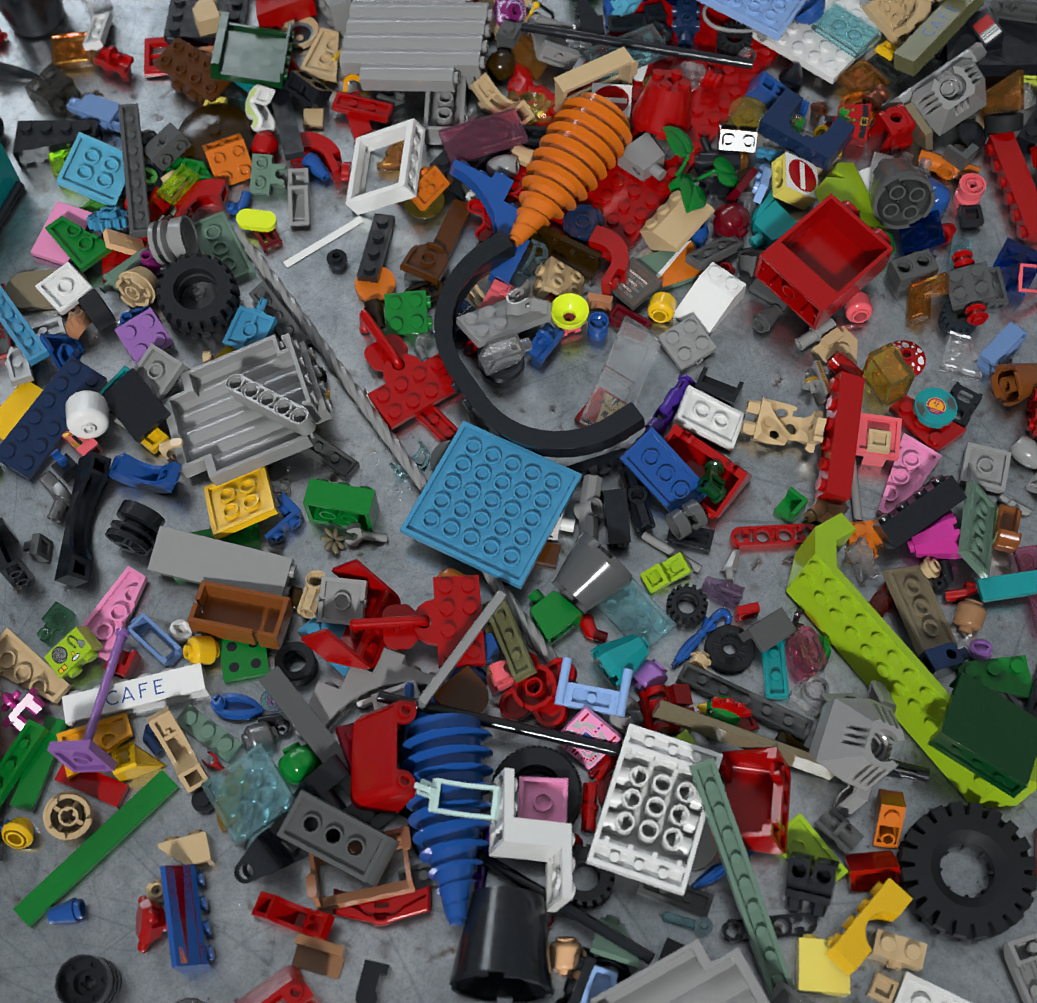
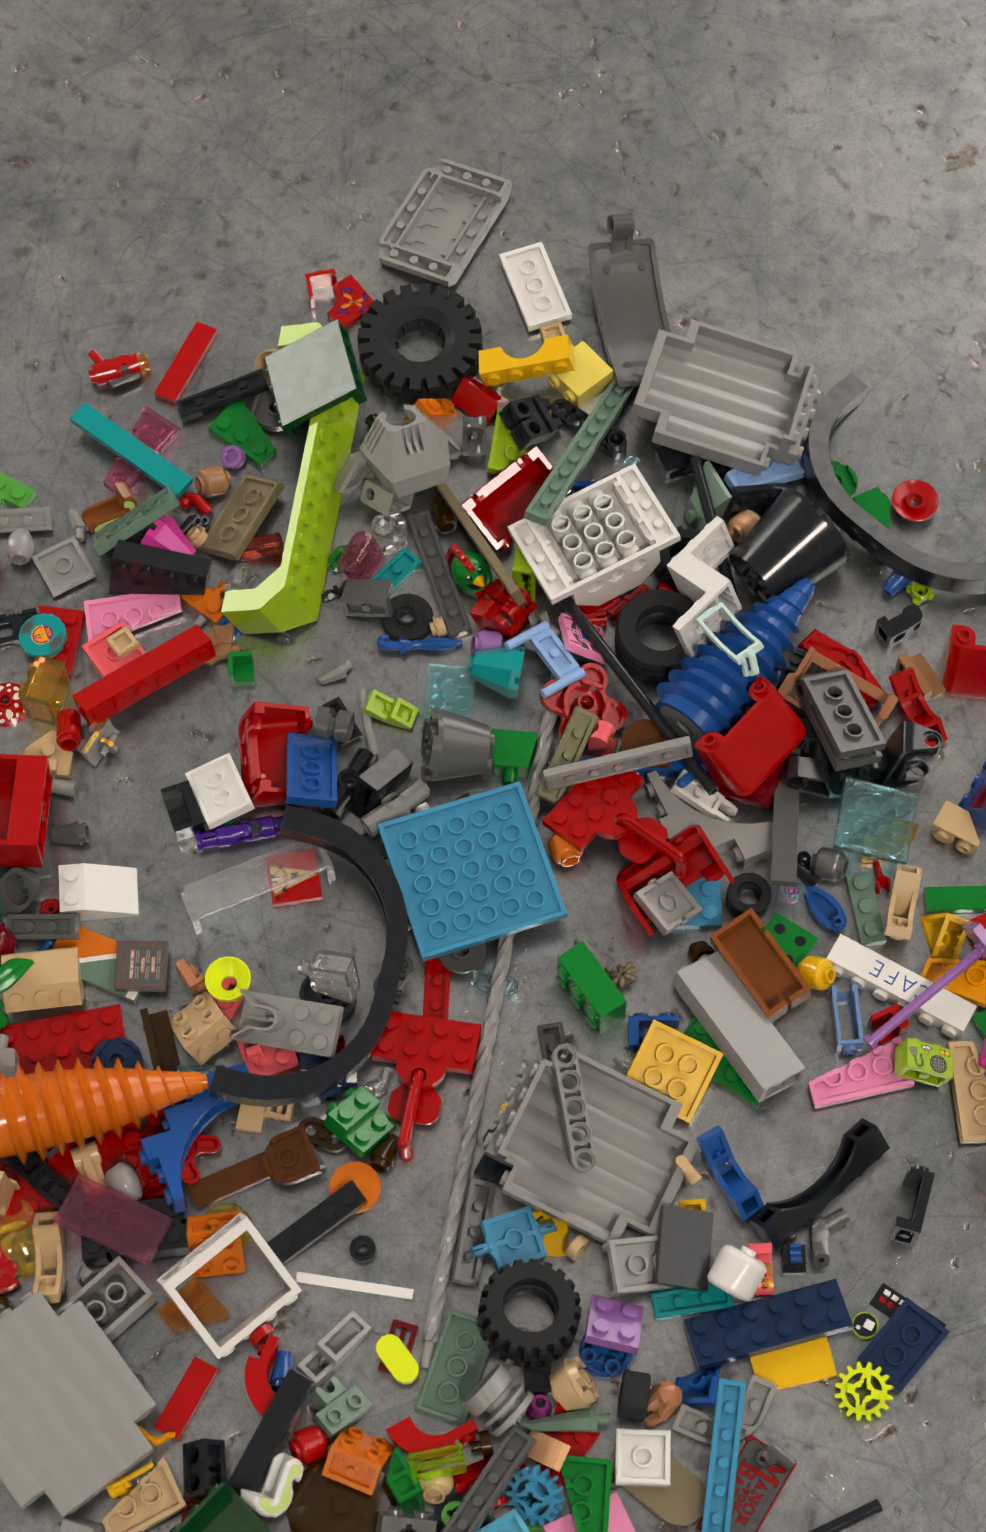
camera: 135 degrees left, 0 degrees up
(39, 547) = (880, 1196): dark grey tile -> none
(56, 618) = (914, 1116): clear green plate -> none
(135, 527) = (787, 1125): black wheel -> none
(151, 741) = (915, 945): dark blue arm -> none
(180, 631) = (818, 1011): white tile -> none
(201, 801) = (916, 857): black plate -> none
(234, 208) = (393, 1399): blue arm -> none
(297, 763) = (817, 817): green plant -> none
(308, 606) = (685, 936): tan piece -> none
(313, 118) = (232, 1436): tan tile -> none
(362, 107) = (173, 1396): red tile -> none
(543, 798) = (662, 611): bright pink tile -> none
(545, 342) = (275, 980): blue hips -> none
(590, 631) = (494, 718): red arm -> none
(598, 325) = (210, 952): blue wheel -> none
(616, 253) = (131, 989): red arch -> none
(619, 312) = (180, 940): dark red tile -> none
(662, 307) = (142, 922): yellow head -> none
(687, 343) = (159, 874): light grey plate -> none
(689, 593) = (403, 659): black tyre -> none
(711, 481) = (282, 731): dark green connector -> none
(723, 590) = (363, 657): clear purple hinge -> none
(746, 612) = (365, 626): red tile -> none
(772, 532) = (281, 662): red beam -> none
(807, 430) = (172, 745): tan hips -> none
(897, 951) = (519, 337): tan brick -> none
(943, 659) = (276, 466): dark blue torso -> none

